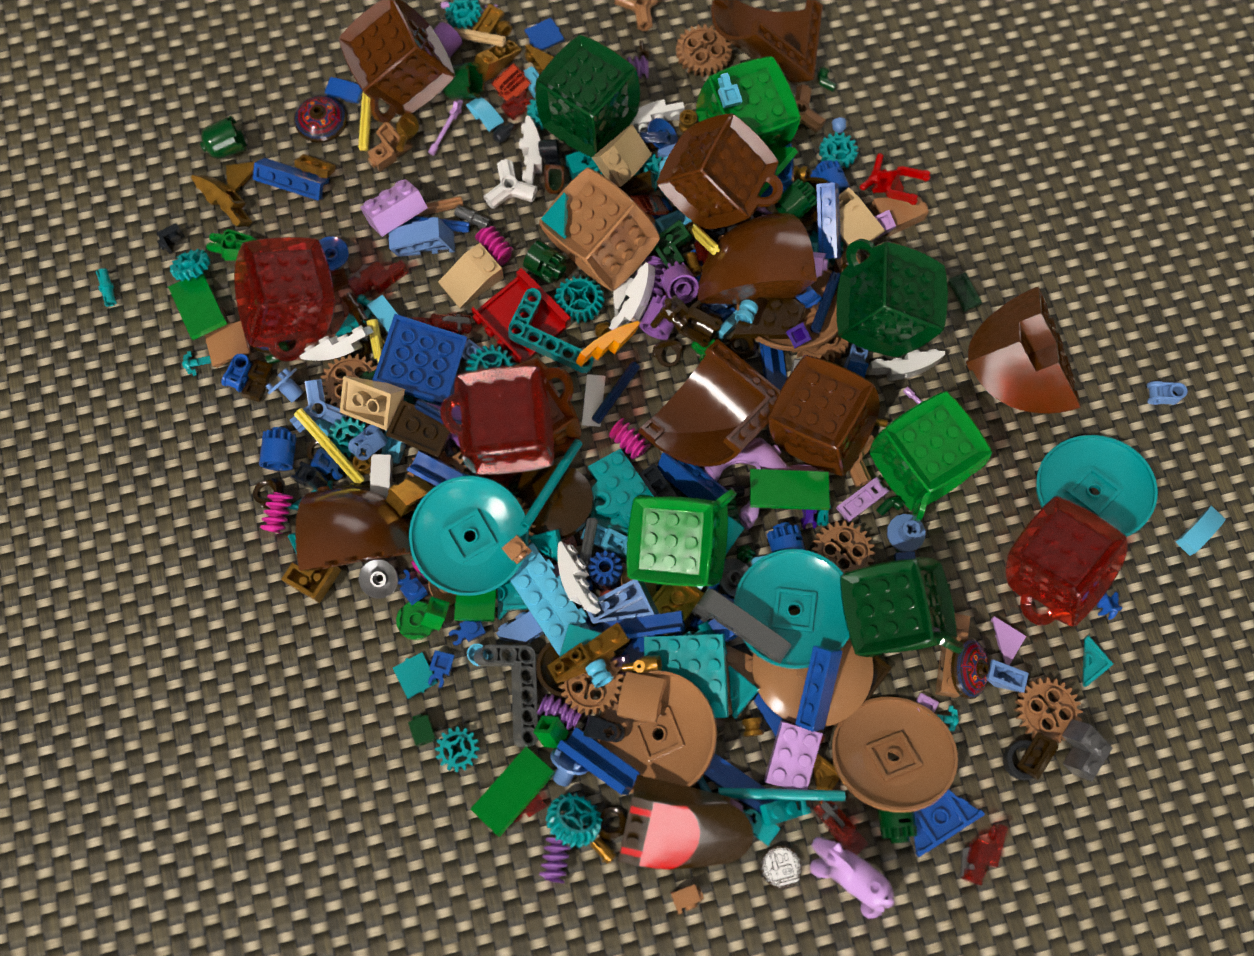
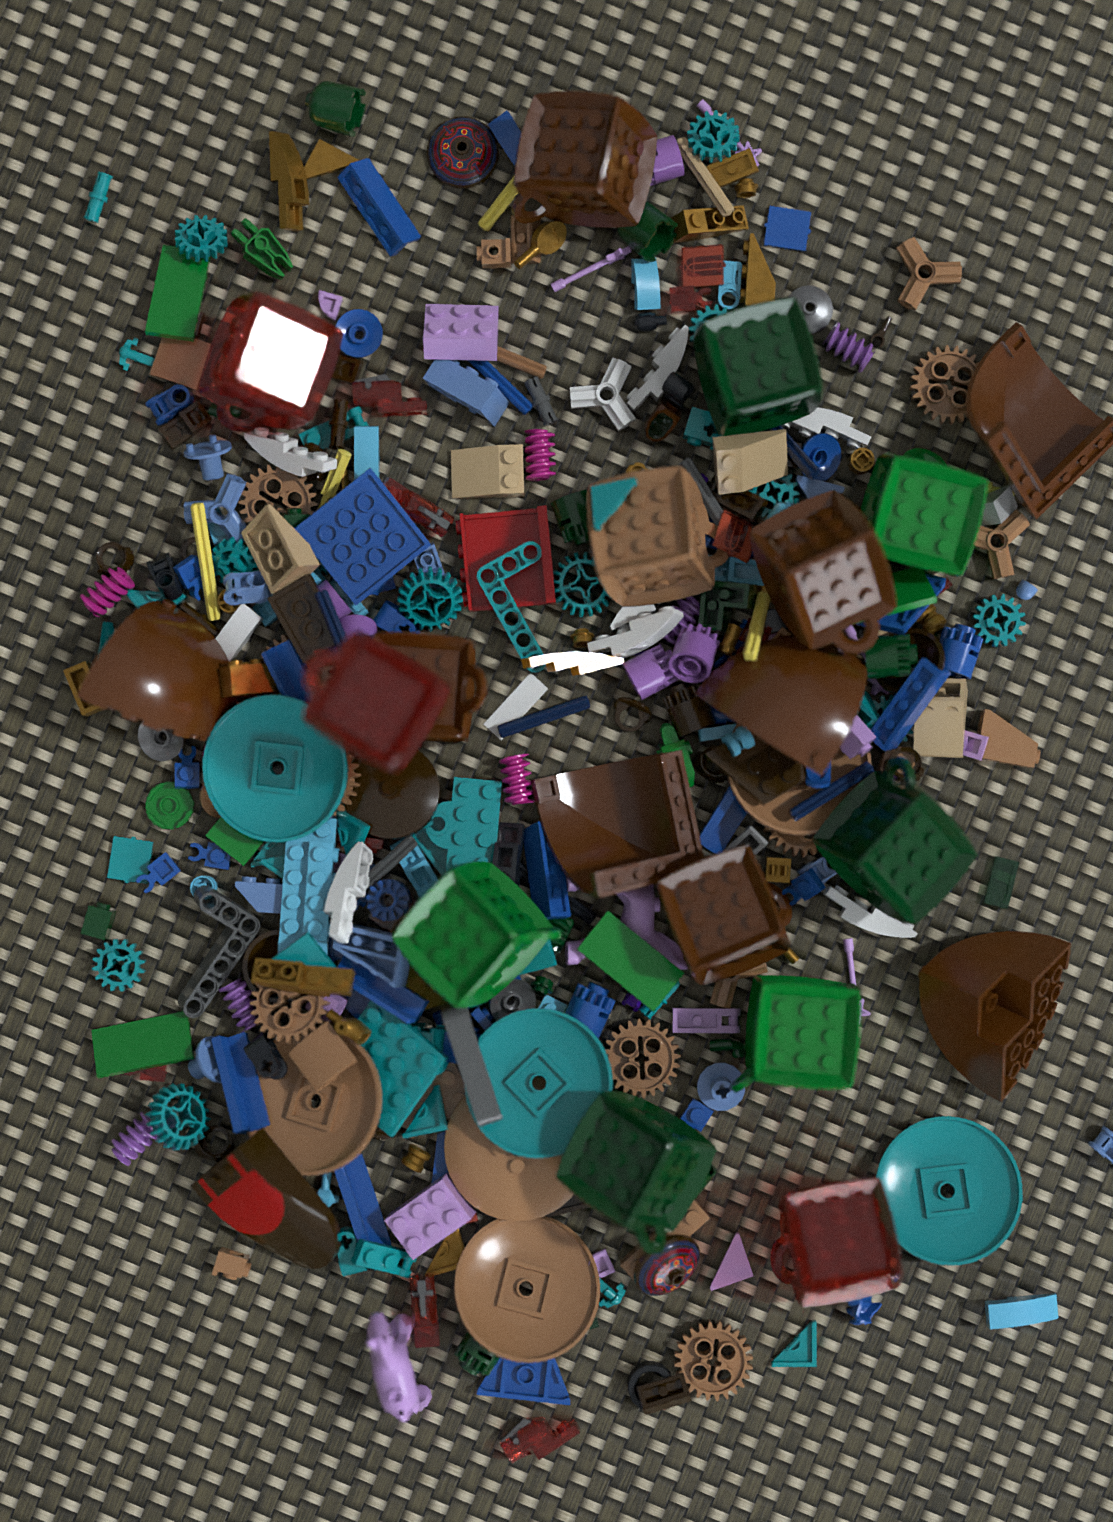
camera: 35 degrees right, 15 degrees up
(169, 235) = (206, 185): black bracket -> none
(277, 449) = (153, 523): blue gear -> none
(315, 166) = (414, 212): pearl gold plate -> none
(435, 613) = (191, 816): green panel -> none
(516, 549) = (309, 821): medium nougat brick -> none
(550, 731) = (217, 1017): green brick -> none
(551, 484) = (388, 779): teal piece -> none
(599, 674) = (301, 999): medium azure wheel -> none
(604, 851) = (187, 1162): pearl gold pin -> none
(678, 313) = (667, 708): dark brown piece -> none
(728, 93) = (900, 495): medium azure plate -> none
(781, 867) = (341, 1303): tile -> none
(783, 794) = (389, 1243): teal piece -> none
(798, 335) = (770, 810): dark purple slope -> none
(818, 688) = (498, 1177): blue panel -> none
(824, 80) = (1055, 522): dark green arm -> none
(890, 181) = (1021, 704): red piece -> none
(1007, 677) = (698, 1300): medium blue slope -> none
(1088, 750) = (715, 1426): flat silver brick -> none

